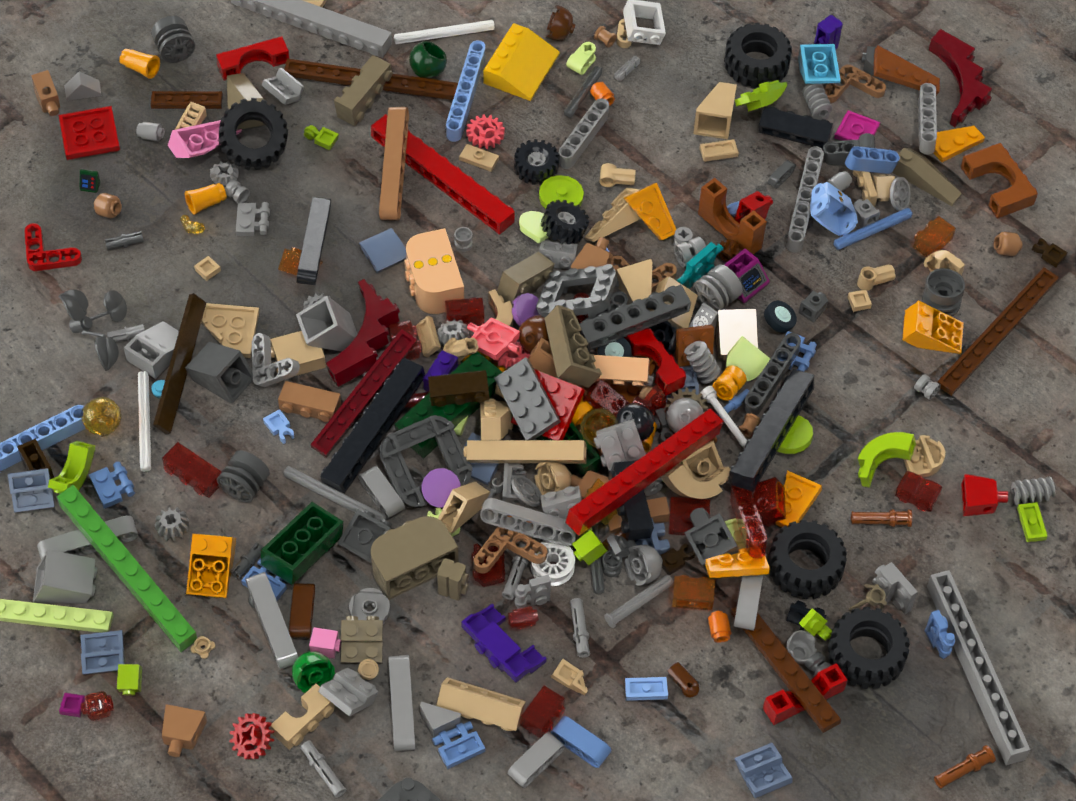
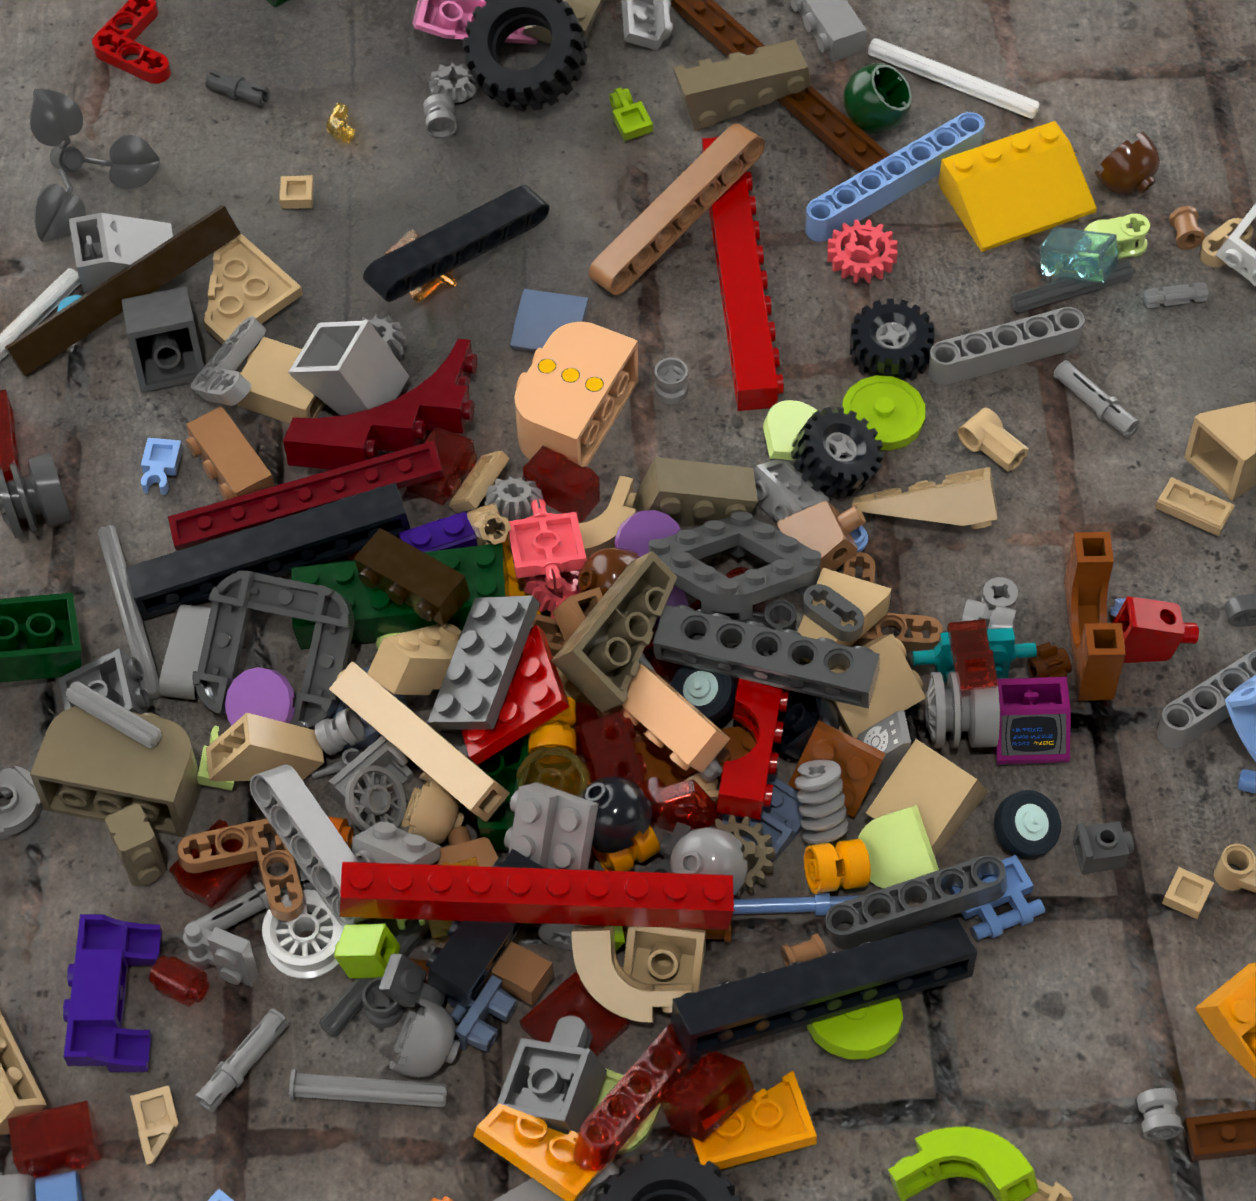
camera: 45 degrees right, 0 degrees up
(107, 205) = (261, 29): medium nougat head -> none
(126, 333) = (100, 204): light grey axle -> none
(204, 197) = (390, 96): light orange plant -> none
(246, 219) = (418, 160): light grey plate -> none
(397, 531) = (113, 714): none -> light grey axle
(479, 157) = (819, 283): tan plate -> none
(483, 475) = (340, 731): none -> light grey wheel
(577, 75) = (1079, 254): none -> clear light blue brick
(601, 91) = (1095, 304): orange brick -> none
(641, 283) = (831, 614): none -> dark grey beam
(643, 132) = (1106, 407): none -> light grey pin
(653, 210) = (982, 522): light orange wing -> none
(675, 560) = (479, 1070): dark brown plate -> none
(693, 592) = (447, 1142): clear orange brick -> none
(708, 263) = (972, 655): none -> clear red slope
(710, 395) = (787, 862): white piece -> none

